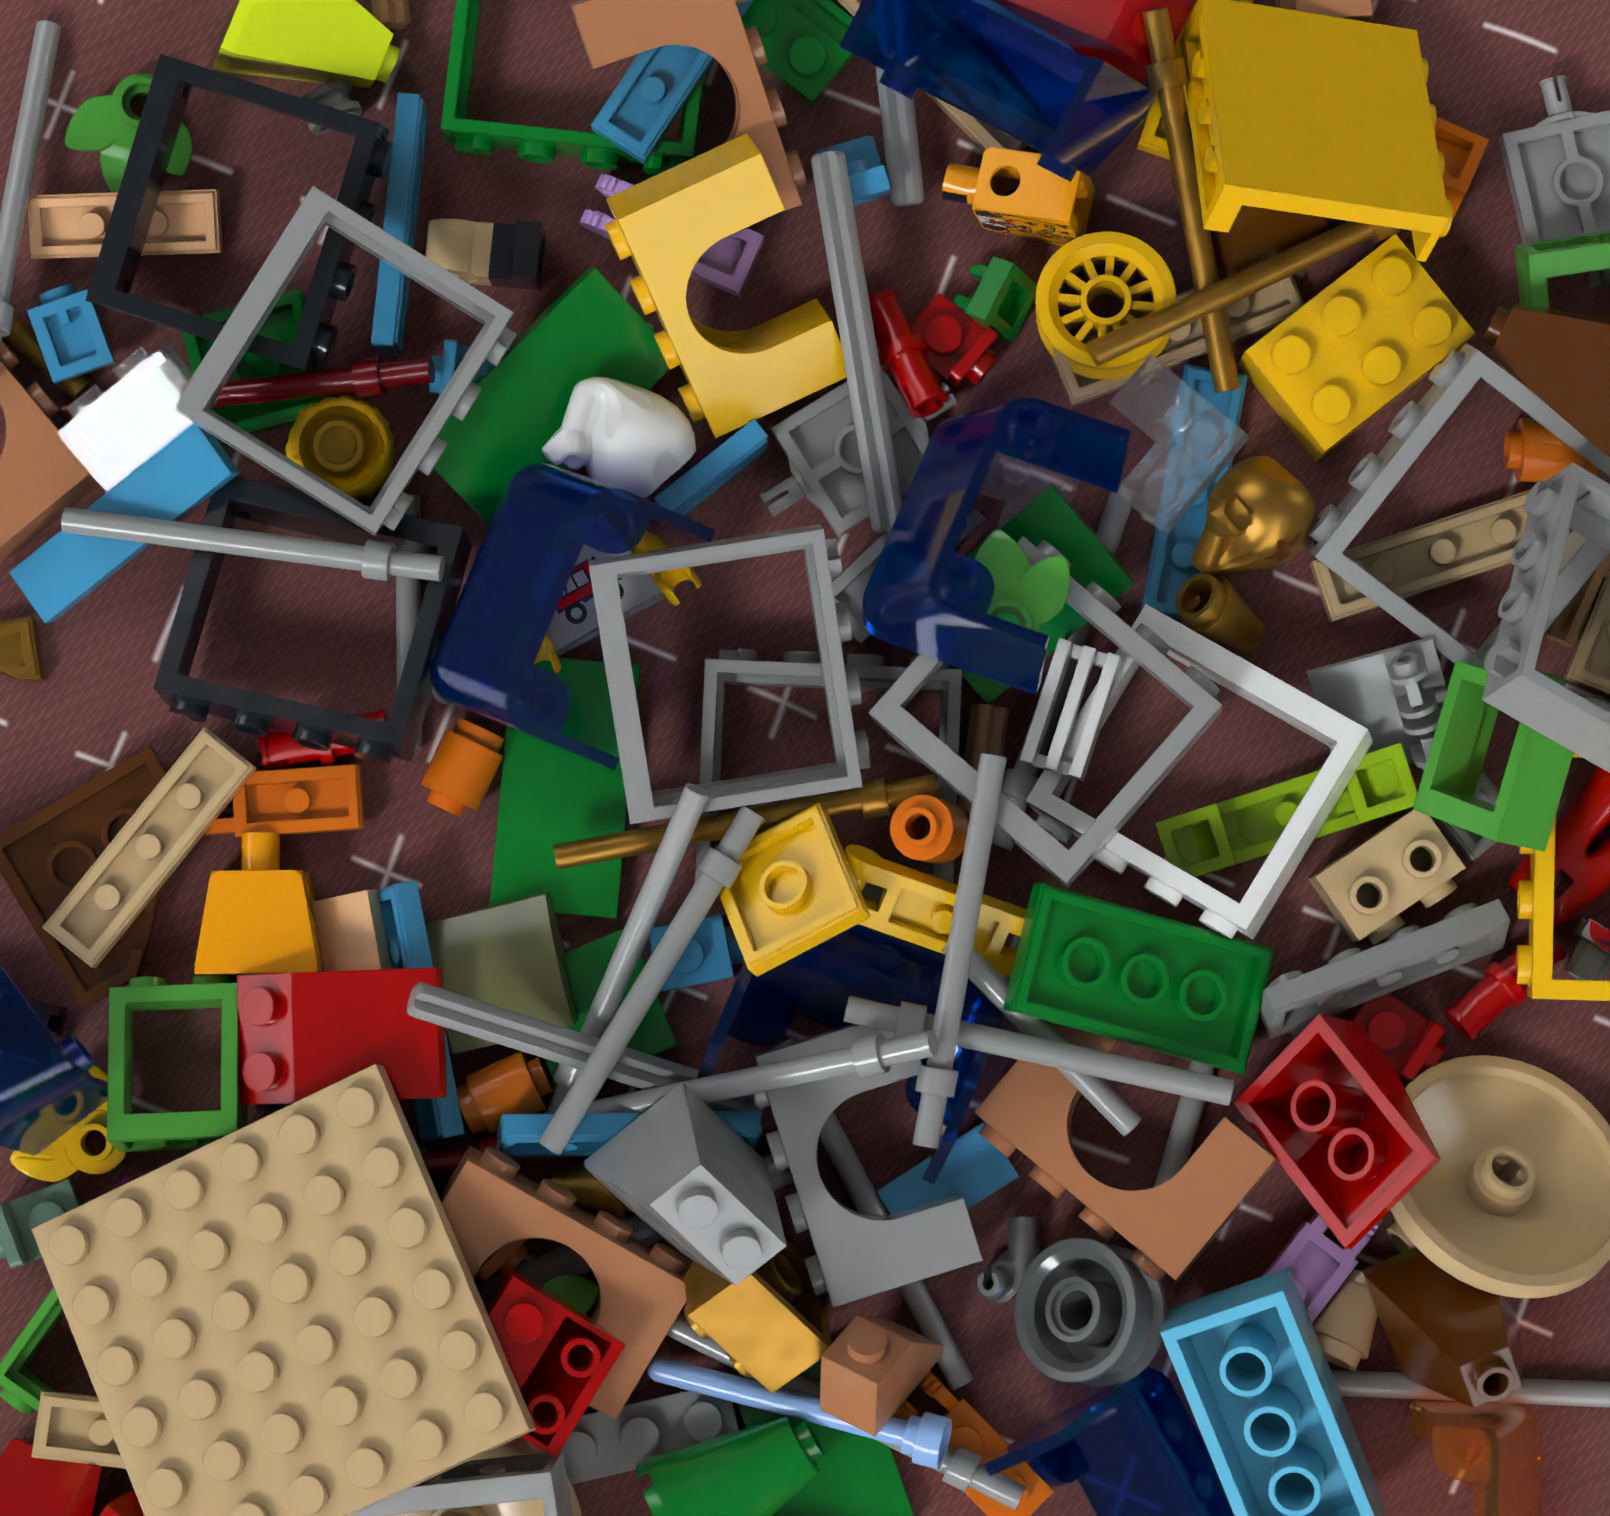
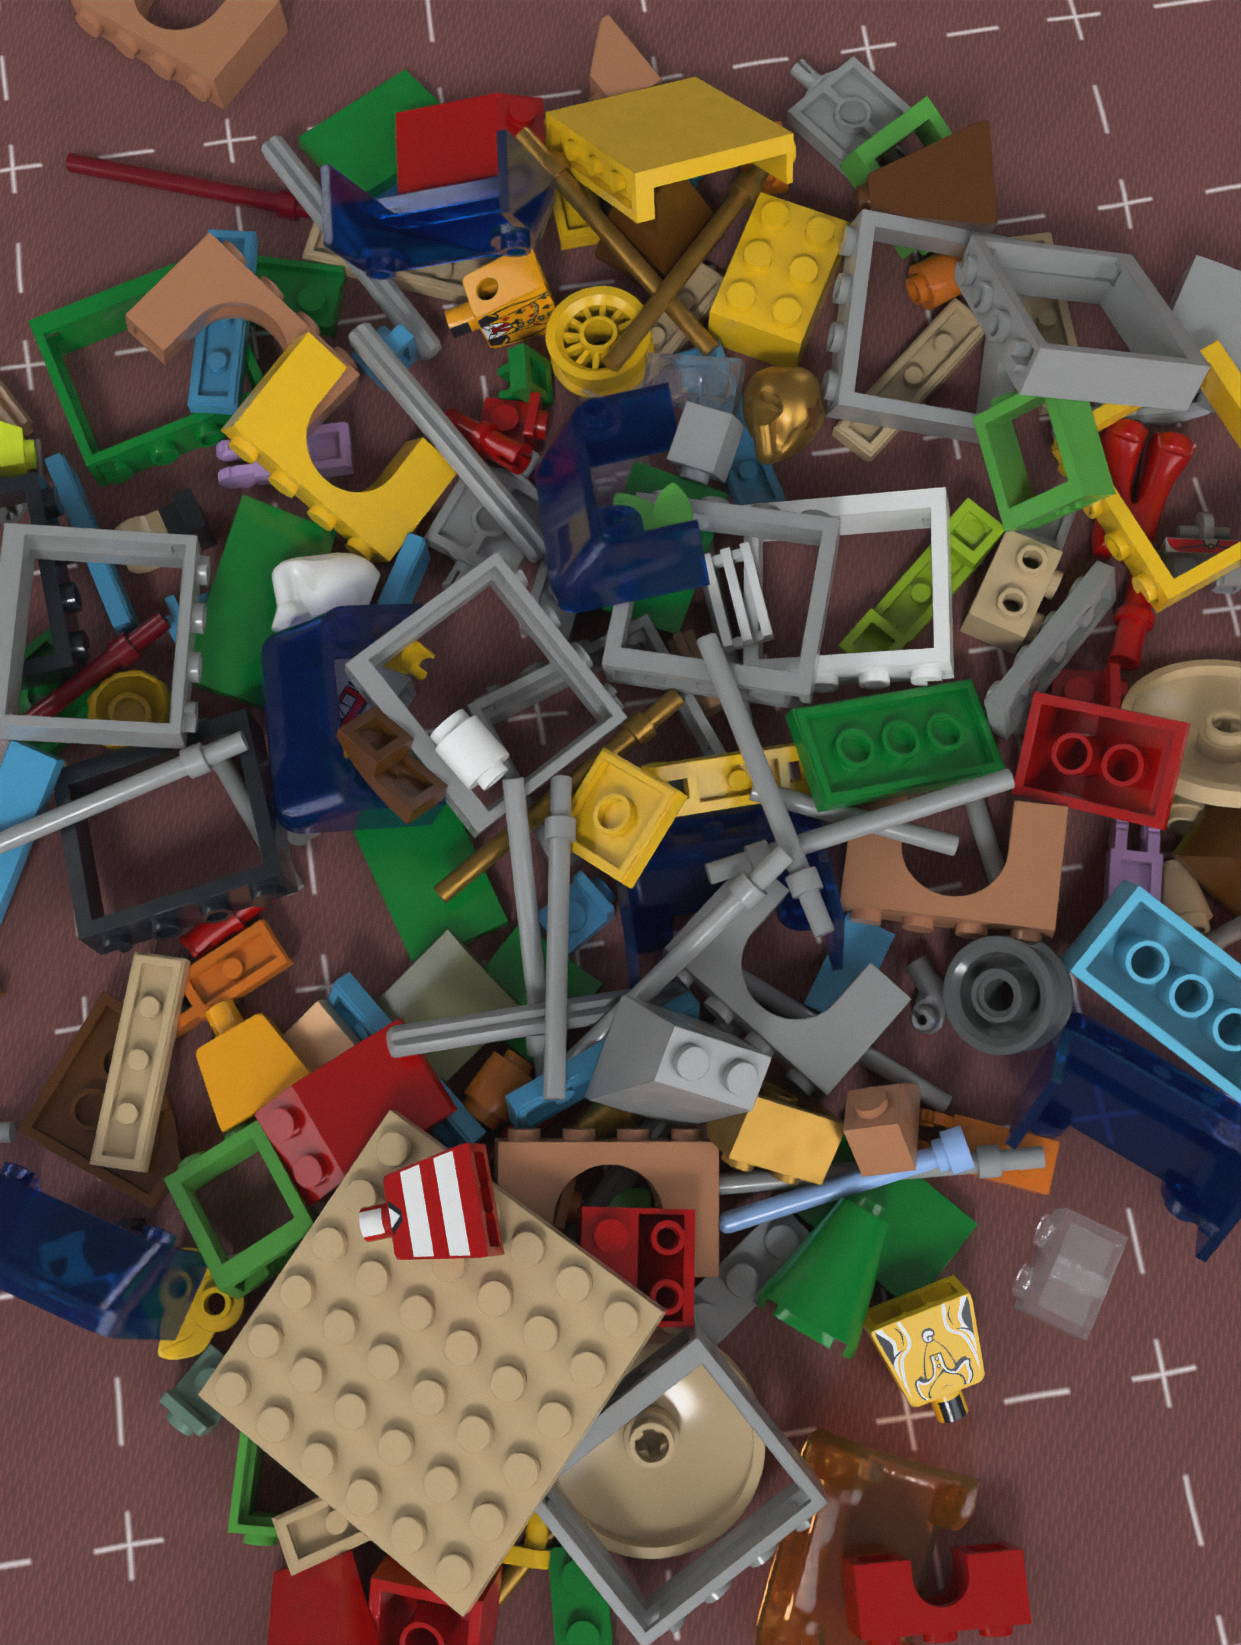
camera: 35 degrees left, 10 degrees down
(367, 1202) = (438, 1208): none -> red torso
(463, 767) = (339, 878): orange brick -> none
(572, 693) = (383, 759): none -> reddish brown slope
(669, 737) = (470, 750): none -> white brick
(946, 832) = (703, 729): orange brick -> none
(1139, 514) = (705, 443): none -> light grey brick
(1218, 612) = (791, 481): pearl gold cone -> none
(1390, 694) = (946, 461): light grey hinge -> none

